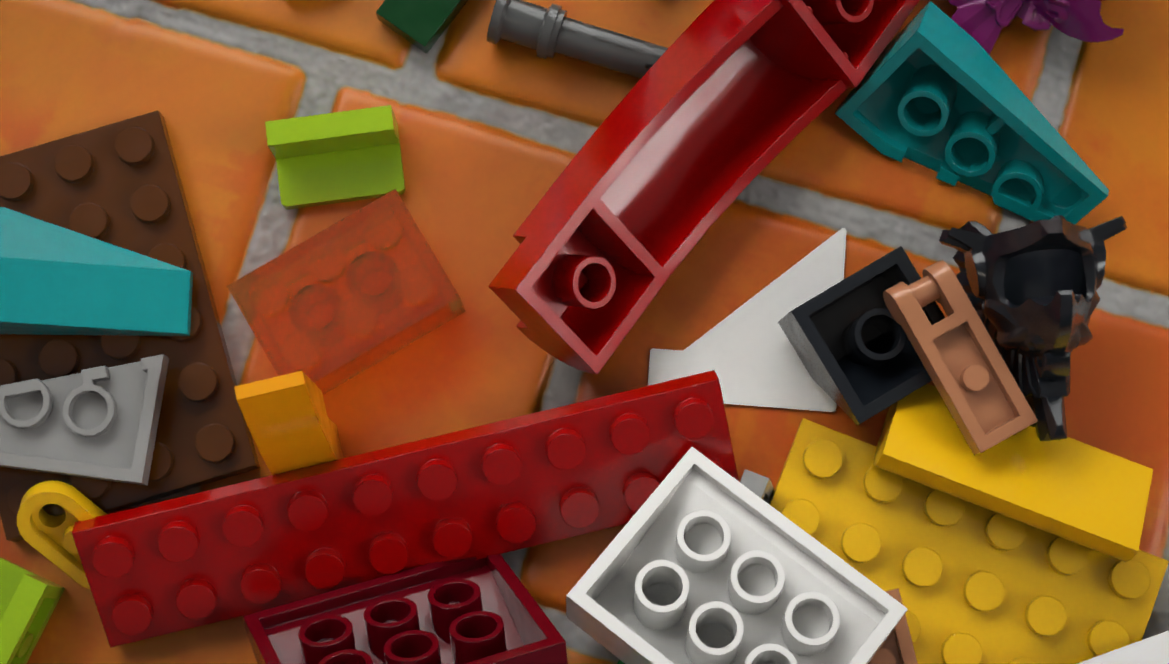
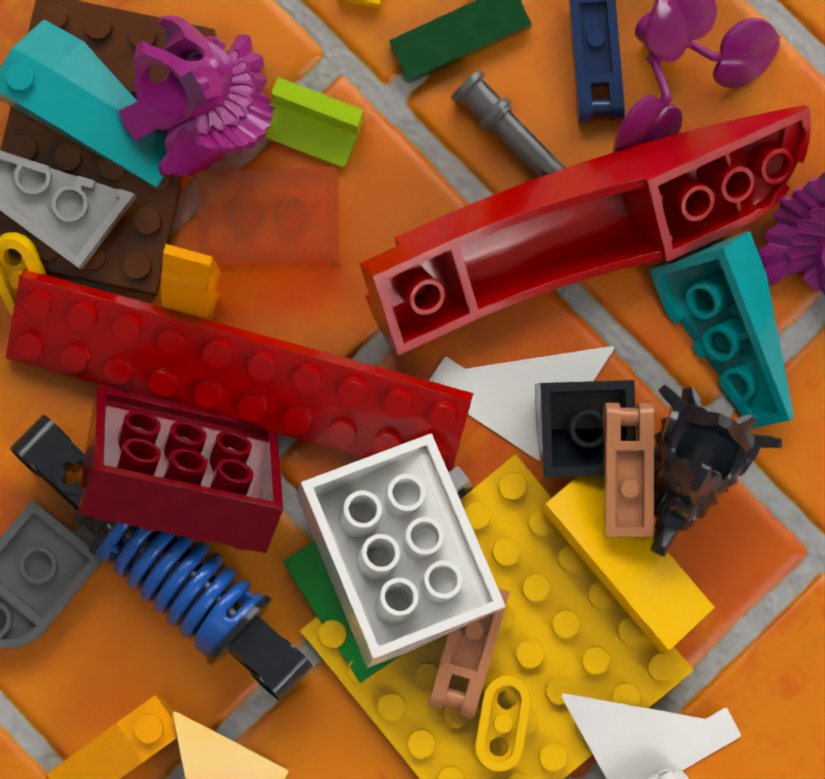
camera: 25 degrees right, 5 degrees up
(189, 196) = (205, 102): none -> magenta piece

